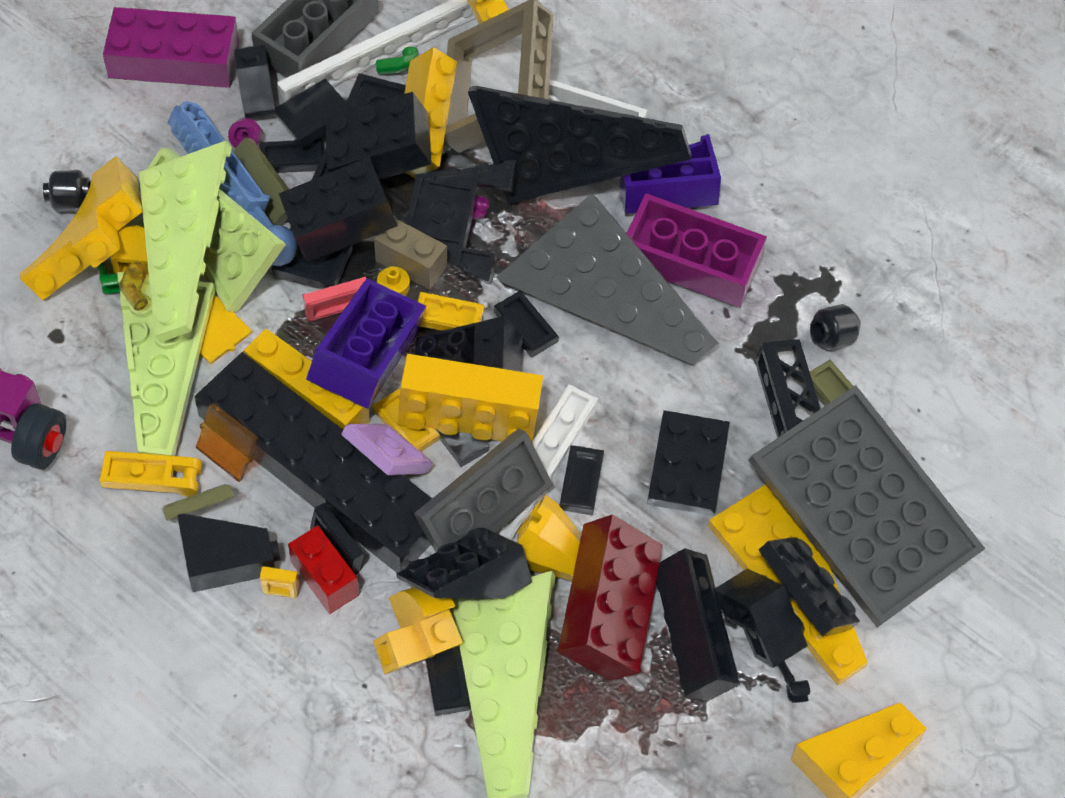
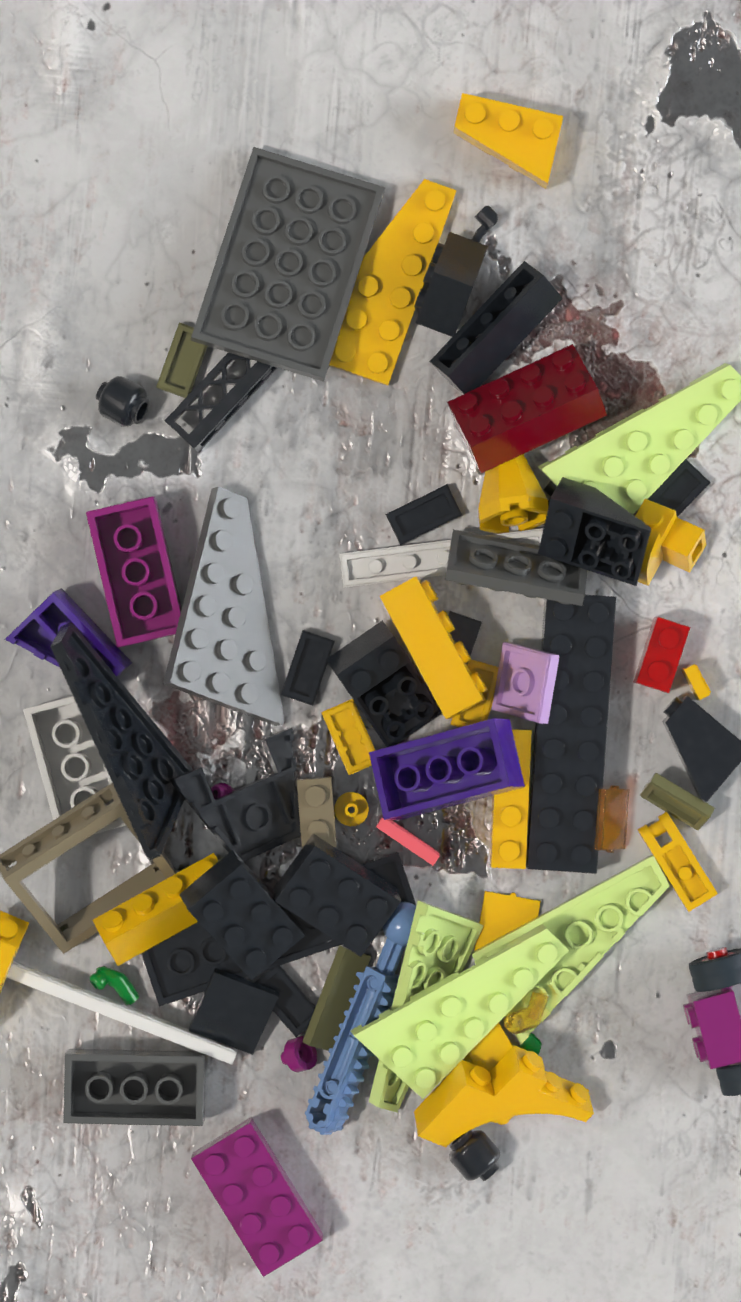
camera: 125 degrees left, 30 degrees up
(255, 81) = (241, 1088): black slope -> none
(337, 536) = (628, 665): black tile -> none
(688, 463) = (343, 439): black plate -> none
(810, 585) = (406, 257): black plate -> none

